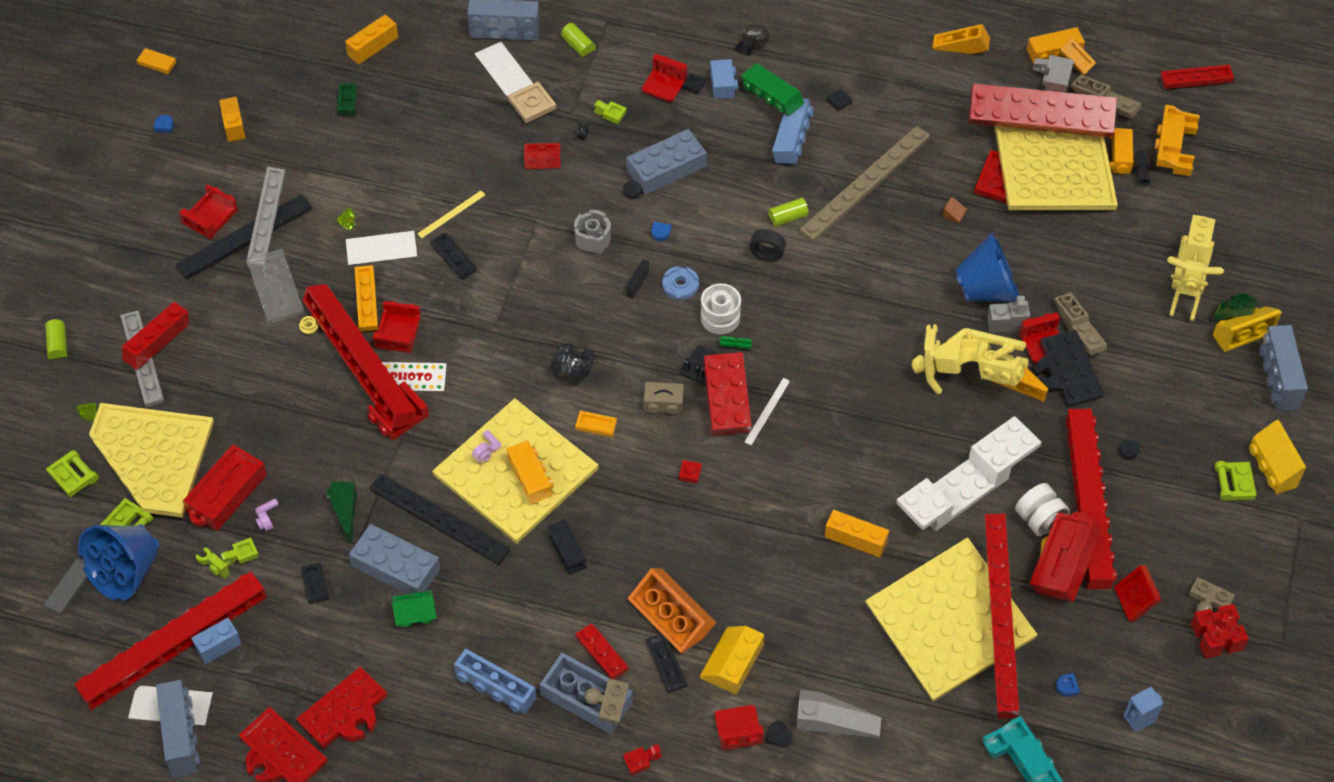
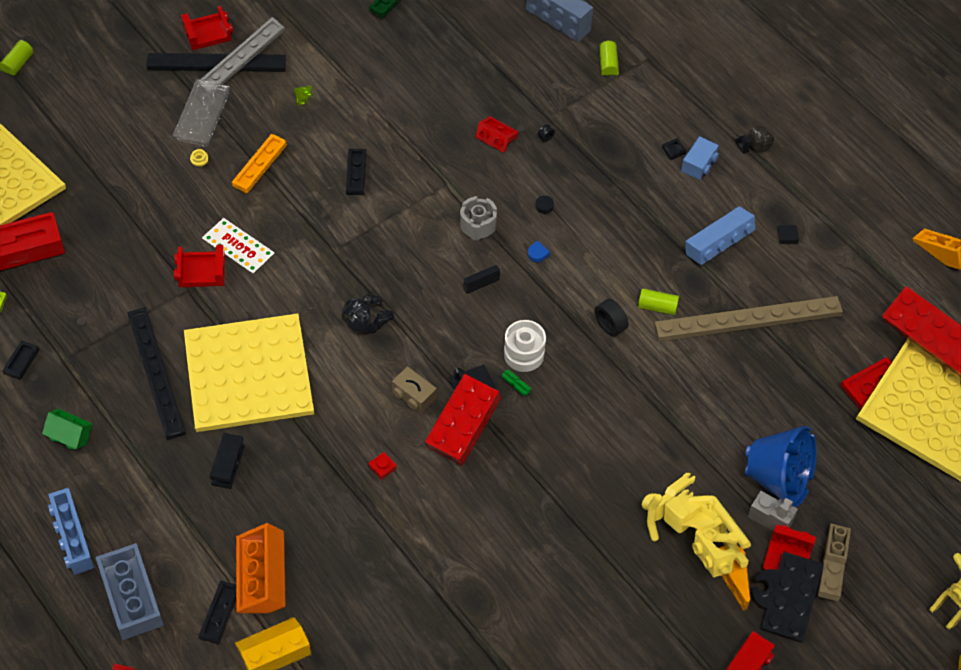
camera: 35 degrees right, 0 degrees up
(146, 373) = (61, 109): light grey tile -> none
(155, 335) = (80, 96): red brick -> none
(263, 520) = (27, 286): lavender plate -> none
(343, 502) = (94, 312): dark green slope -> none
(359, 356) = (208, 205): red brick -> none
(381, 247) = (309, 132): white sticker -> none
(394, 561) = (89, 382): sand blue brick -> none
(397, 327) = (262, 201): red panel -> none
(452, 213) = (385, 138): light yellow sticker -> none
(483, 451) = (230, 339): lavender plate -> none
(503, 68) = (530, 48): white sticker -> none
(530, 472) = (249, 379): light orange brick -> none
(532, 102) = (526, 87): tan plate -> none
(596, 424) = (344, 376): light orange tile -> none
(601, 652) = (177, 567): red plate -> none
(611, 112) = (583, 132): lime plate -> none
(611, 701) = (134, 611): dark tan plate -> none
(665, 79) = (651, 131): red bracket -> none
(666, 161) = (591, 198): sand blue brick -> none
(683, 291) = (513, 313): medium blue tile -> none
(767, 411) = (493, 457): white sticker -> none
(772, 89) = (730, 190): green brick -> none
(856, 533) = (469, 613): light orange brick -> none
(954, 210) = (807, 389): dark orange slope -> none
(983, 472) = (608, 635): white bracket -> none

